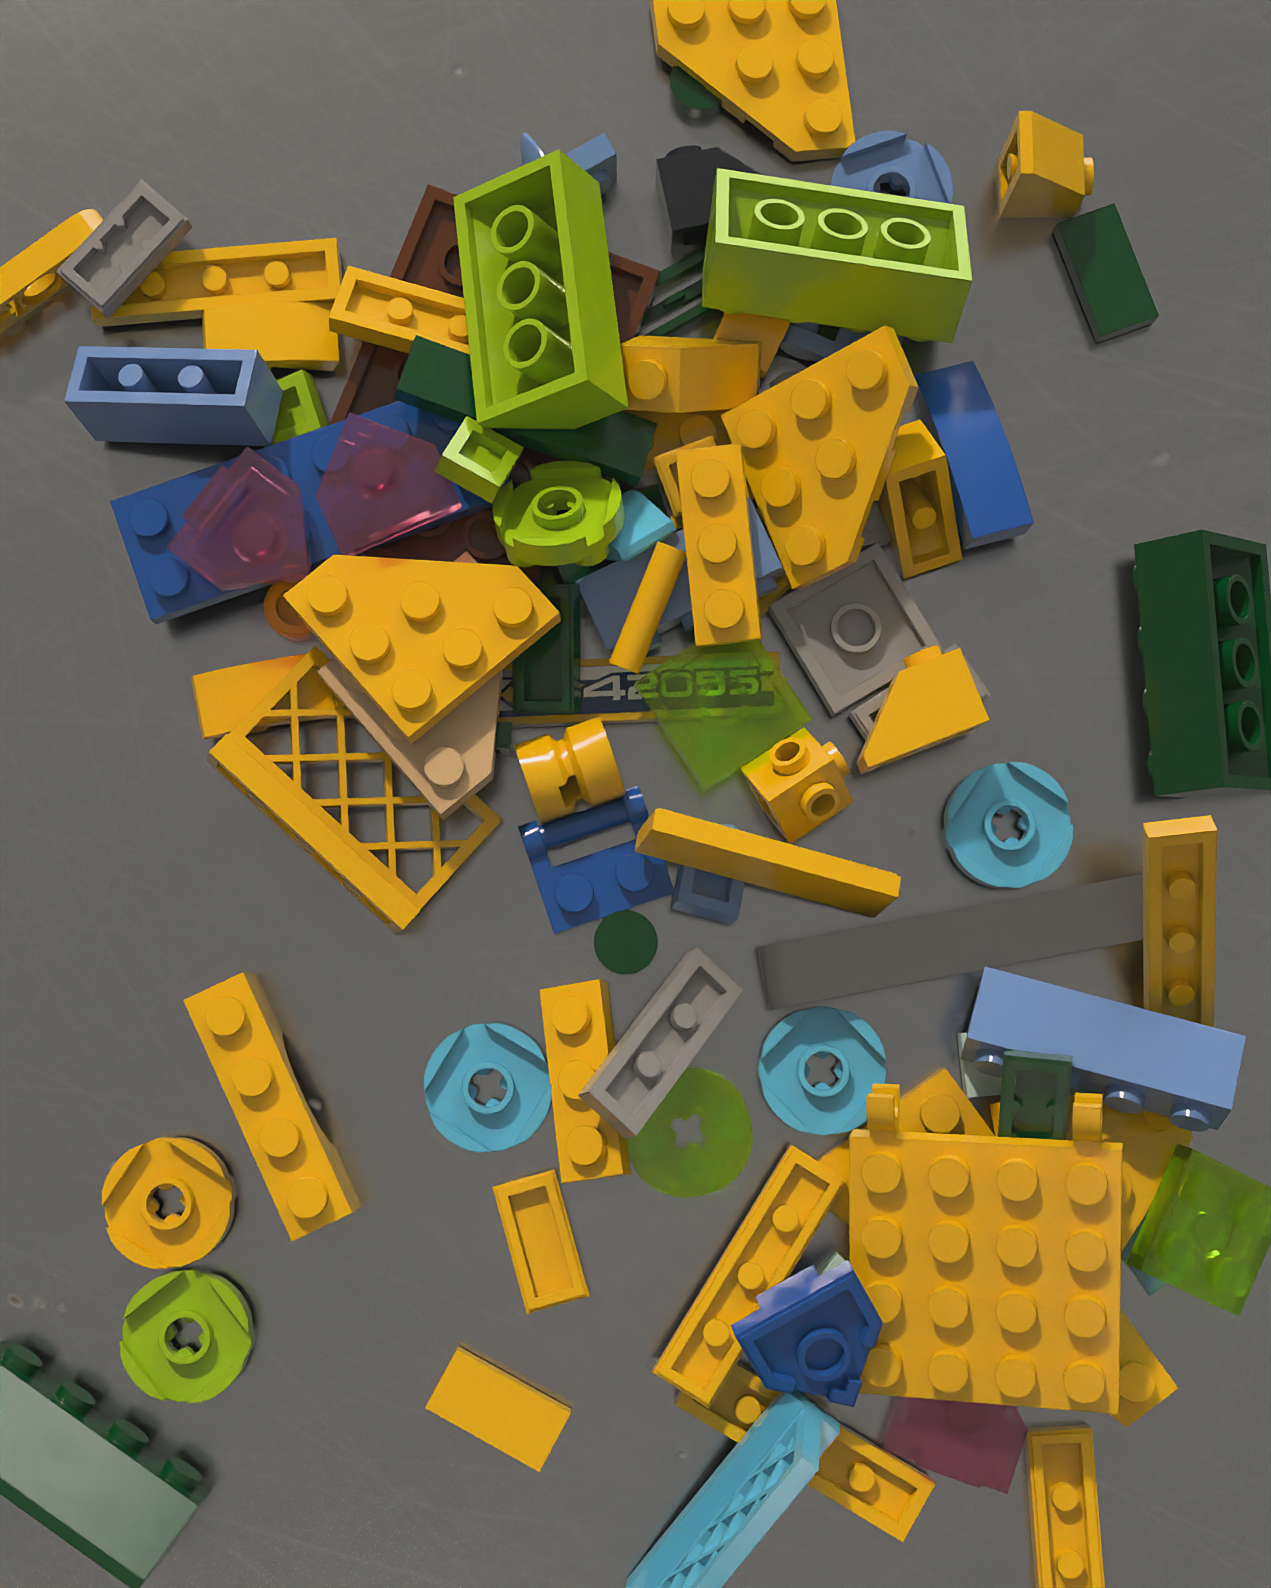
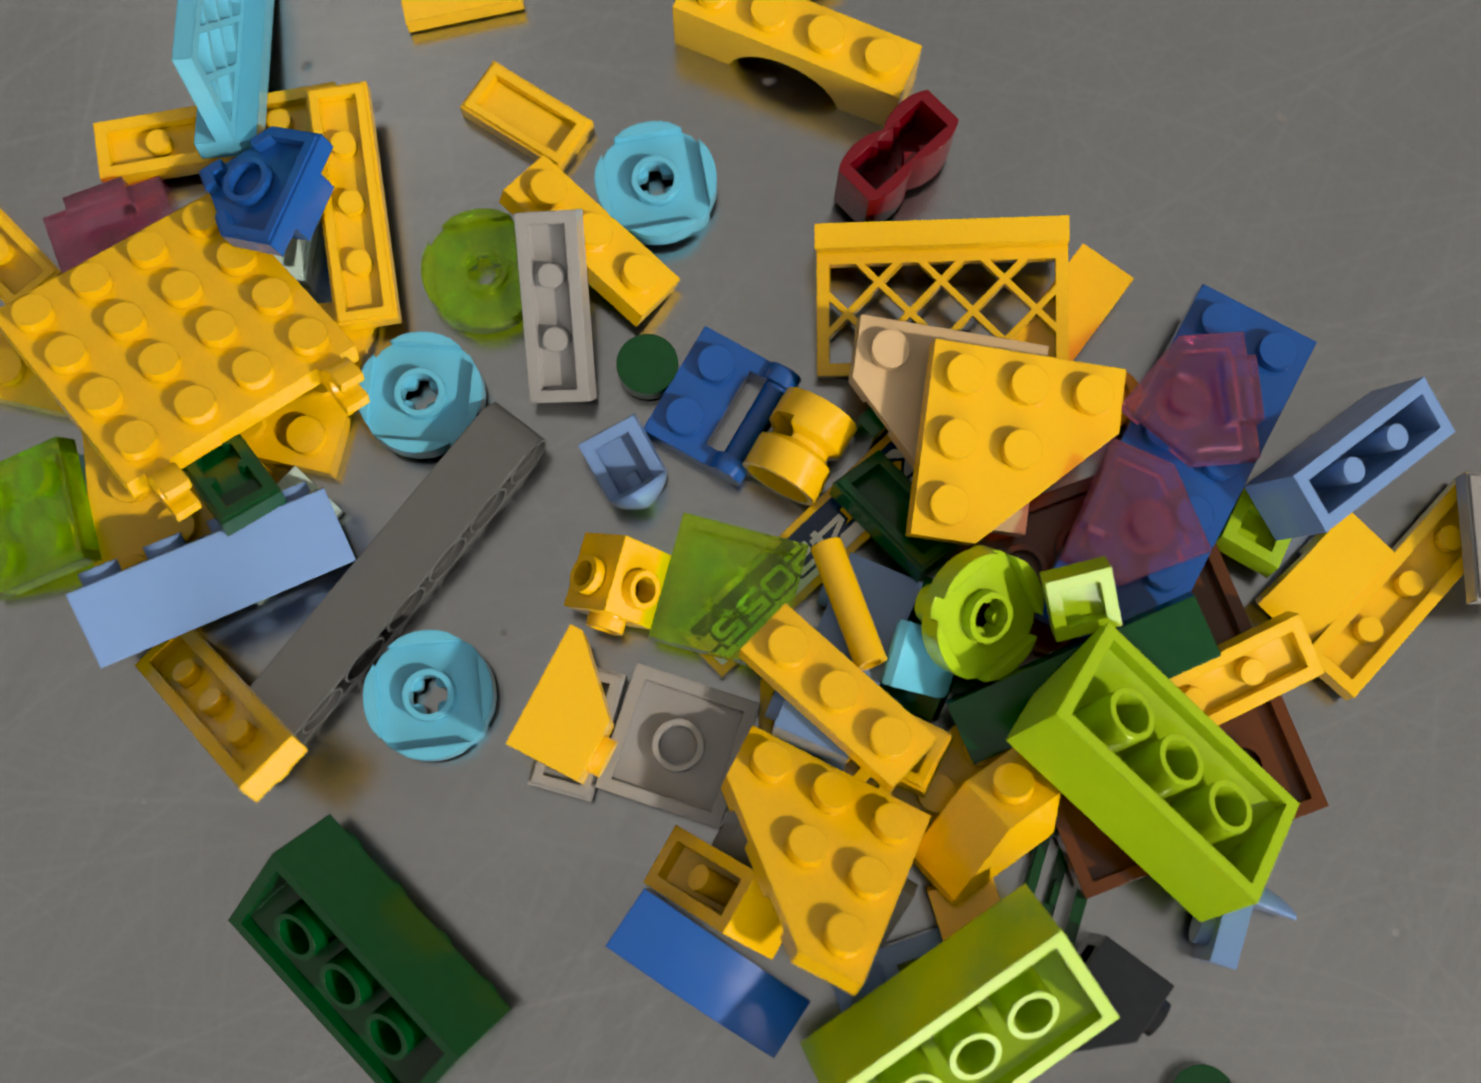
camera: 140 degrees right, 5 degrees down
(270, 933) = (895, 159): none -> dark red brick
(767, 862) = (588, 500): yellow tile -> none

